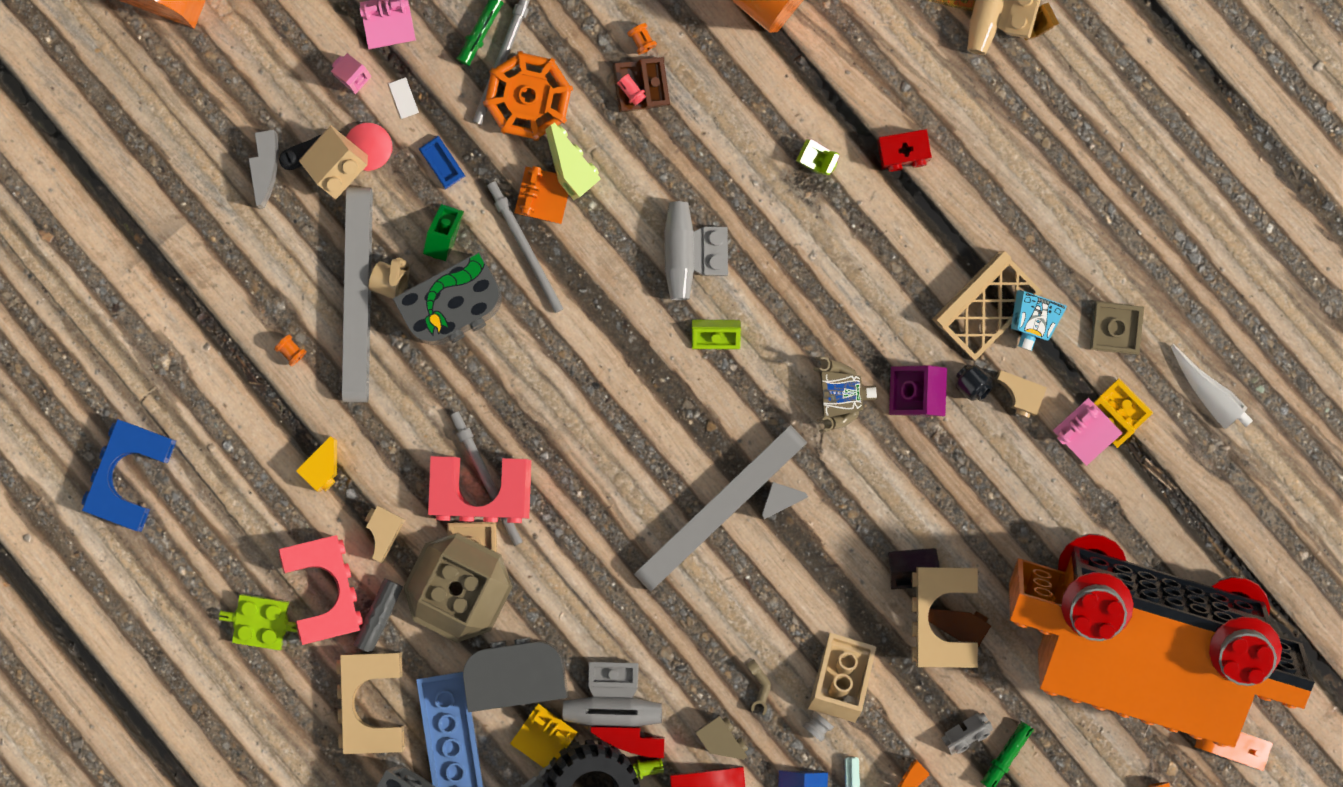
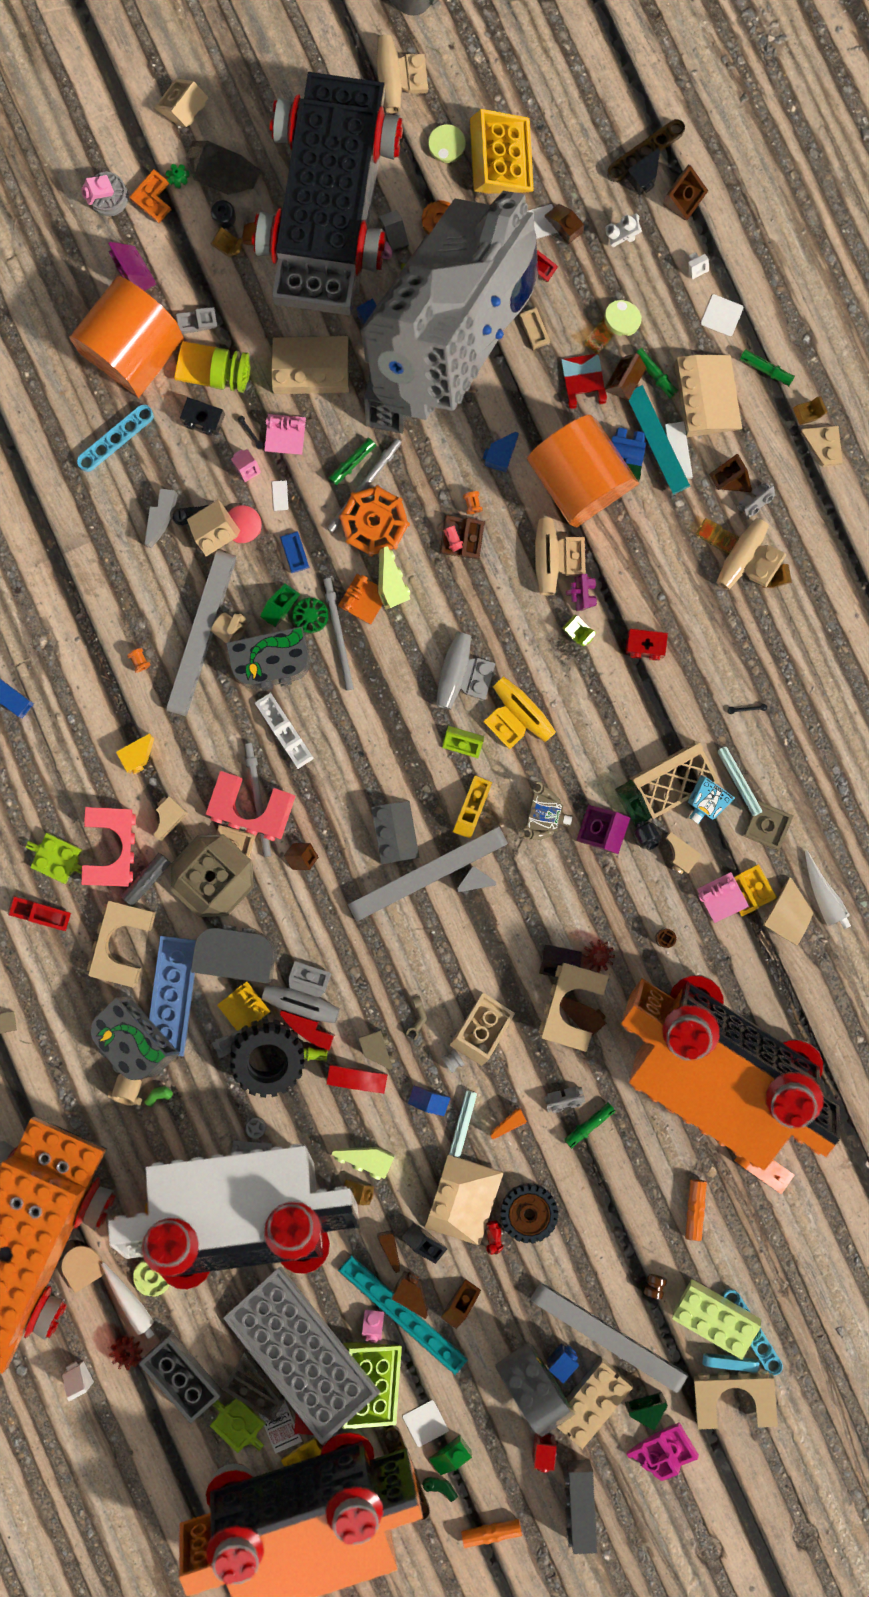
camera: 15 degrees right, 0 degrees up
(180, 98) = (118, 429): none -> medium azure beam
(259, 695) = (39, 913): none -> red slope
(267, 22) = (194, 408): none -> black brick
(360, 44) = (259, 445): none -> black hinge
(484, 233) = (310, 615): none -> green wheel
(493, 384) = (284, 730): none -> white slope
(559, 532) = (301, 856): none -> reddish brown panel
(666, 469) = (395, 832): none -> dark grey slope
(751, 410) = (472, 807): none -> yellow slope
(762, 75) = (556, 556): none -> tan plate
(773, 281) = (518, 714): none -> yellow plate
(805, 110) = (579, 592): none -> magenta hips
(945, 348) = (633, 802): none -> clear green slope
(964, 552) = (603, 961): none -> clear red gear
(1029, 500) = (665, 938): none -> reddish brown wheel
(1031, 200) = (731, 710): none -> black hinge
(1066, 284) = (739, 781): none -> light aqua axle
(1174, 428) = (789, 914): none -> tan slope

